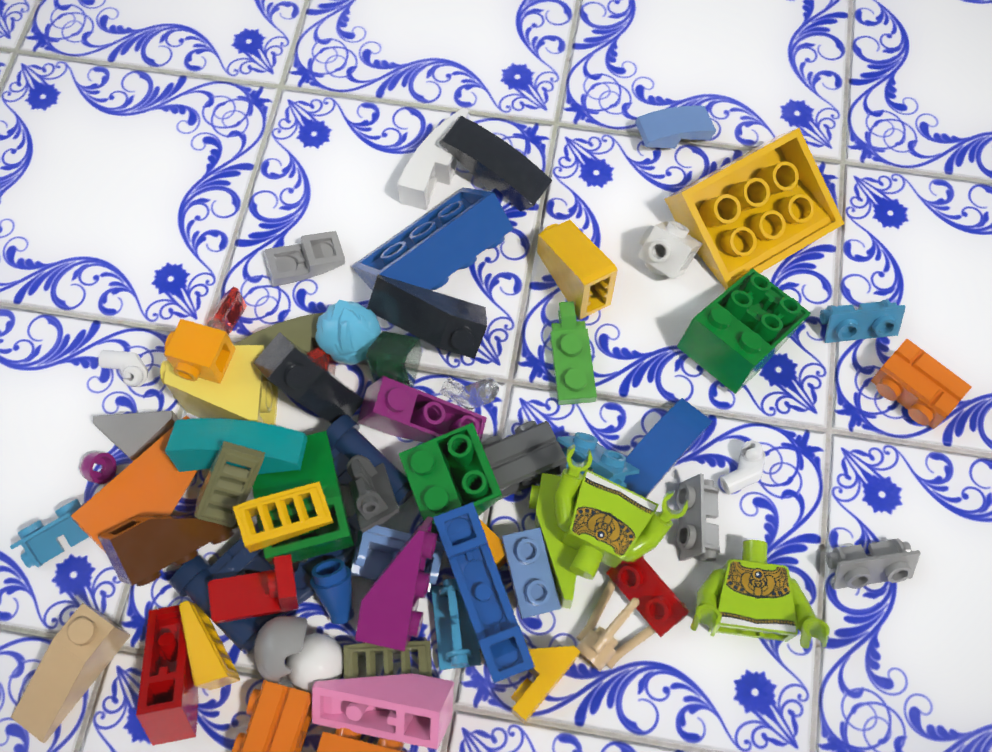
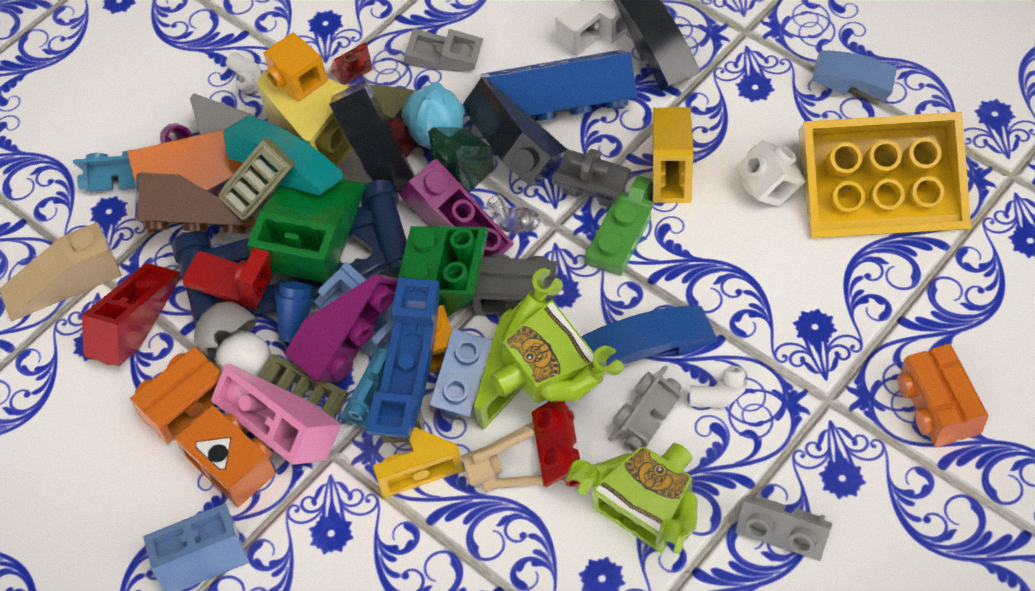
camera: 35 degrees right, 10 degrees down
(207, 655) = (167, 308): yellow slope -> none
(261, 506) = (264, 201): yellow slope -> none
(371, 492) = (365, 240): dark grey hinge -> none
(521, 323) = (591, 176): none -> dark grey hips
(605, 462) = (581, 312): dark azure hinge -> none
(742, 330) = (796, 271): green slope -> none
(867, 322) = (923, 319): dark azure hinge -> none

